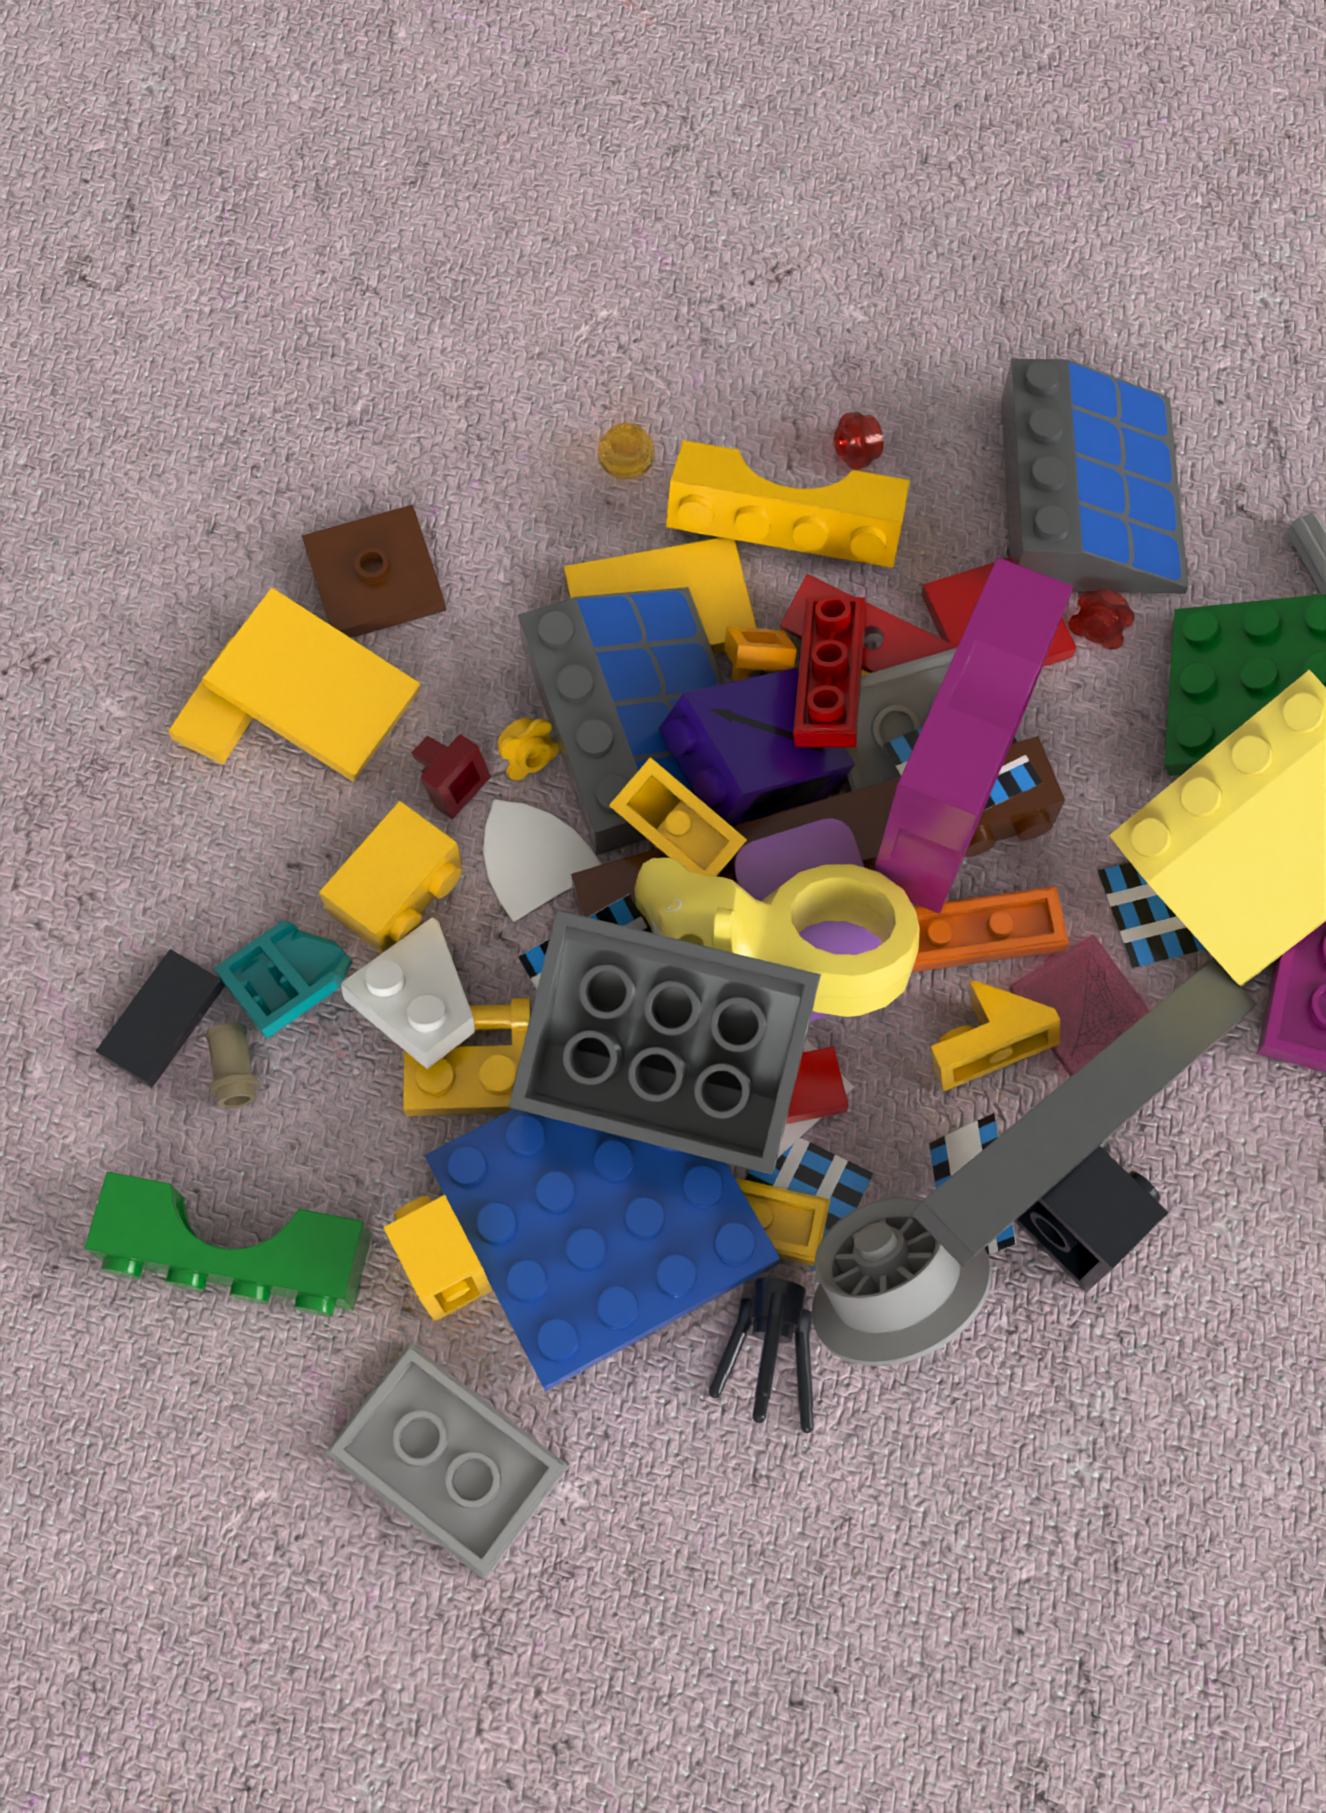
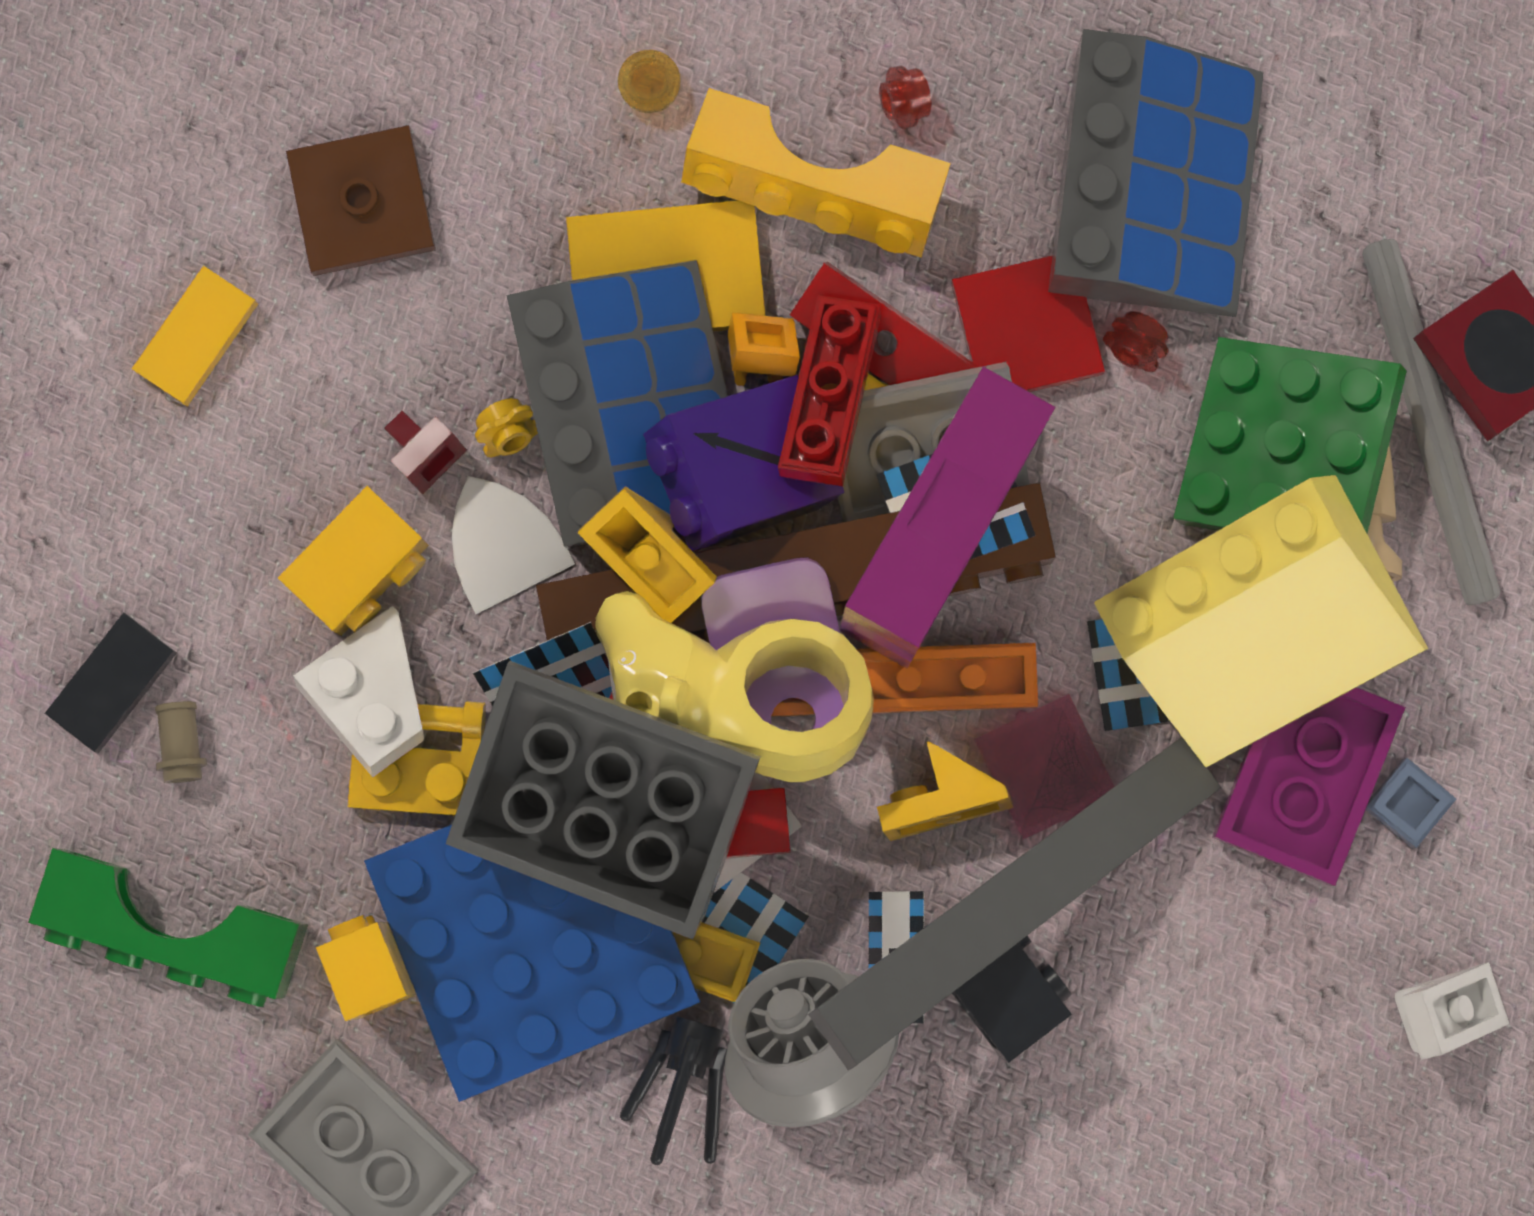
camera: 10 degrees right, 15 degrees up
(283, 975) = (237, 654): teal slope -> none
(311, 684) = (285, 332): yellow tile -> none

